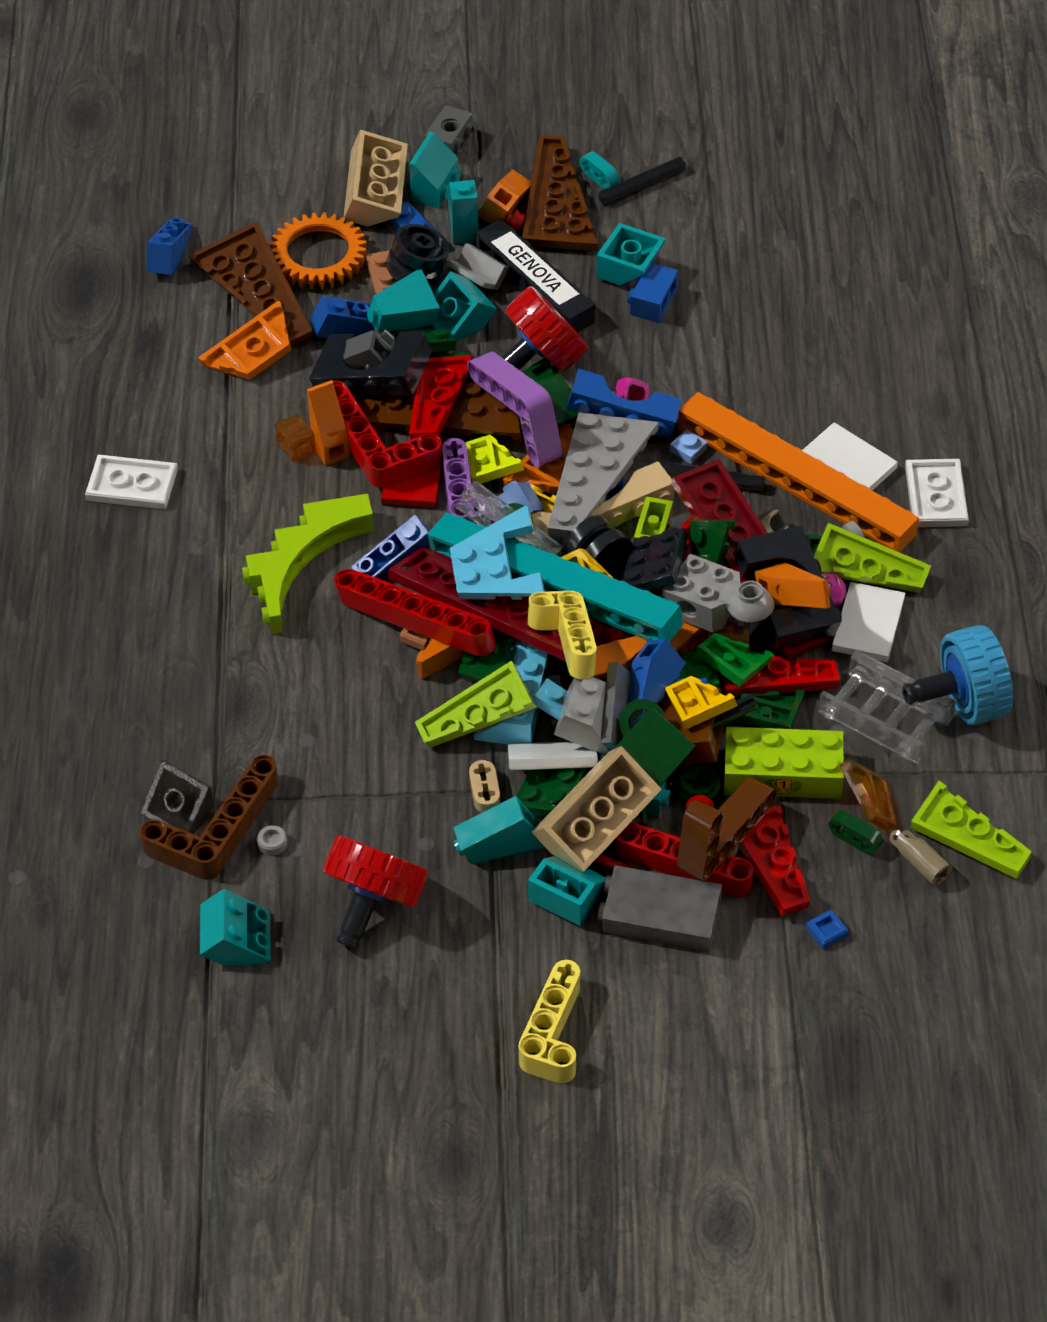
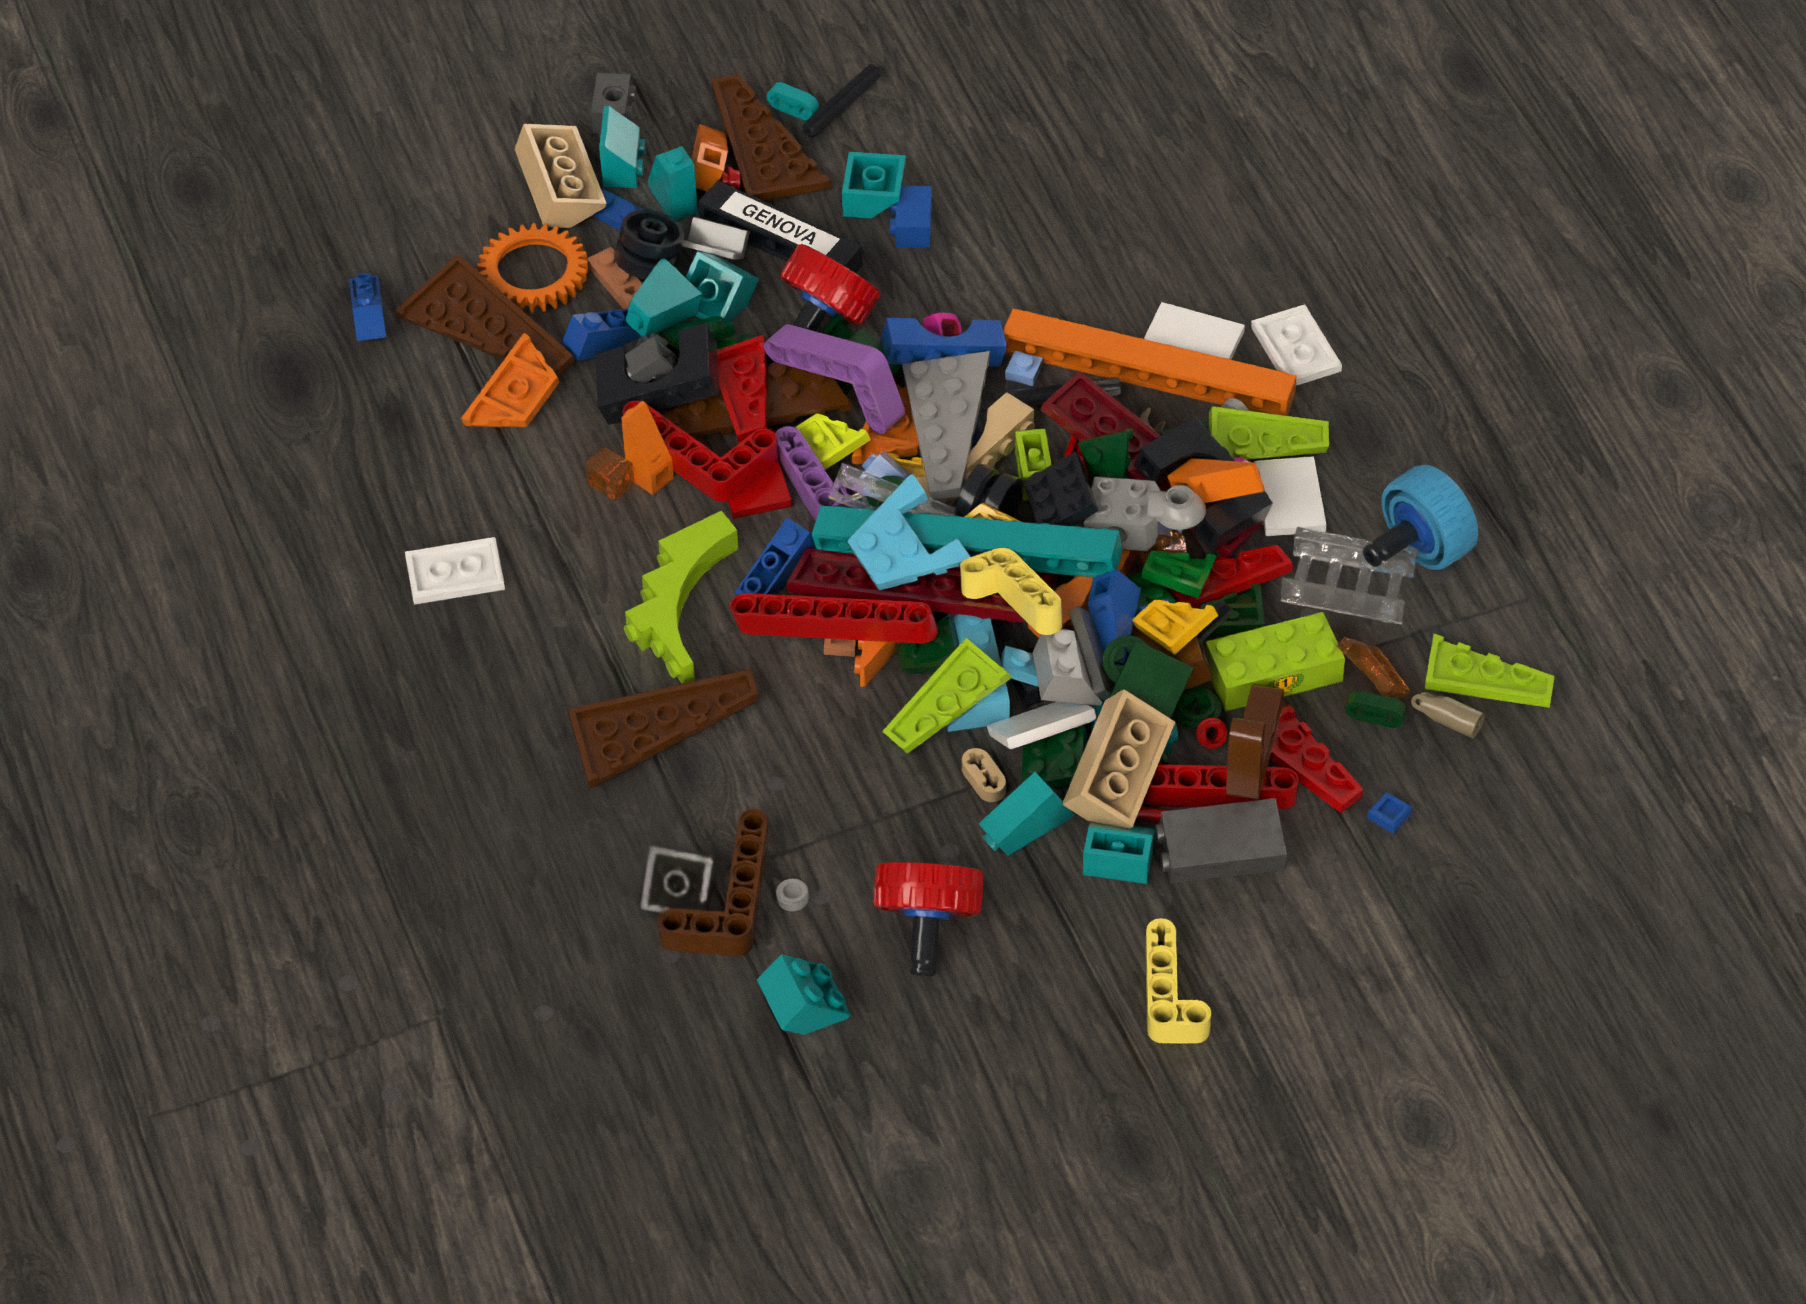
camera: 20 degrees left, 0 degrees up
(214, 656) = (638, 726): none -> reddish brown wing

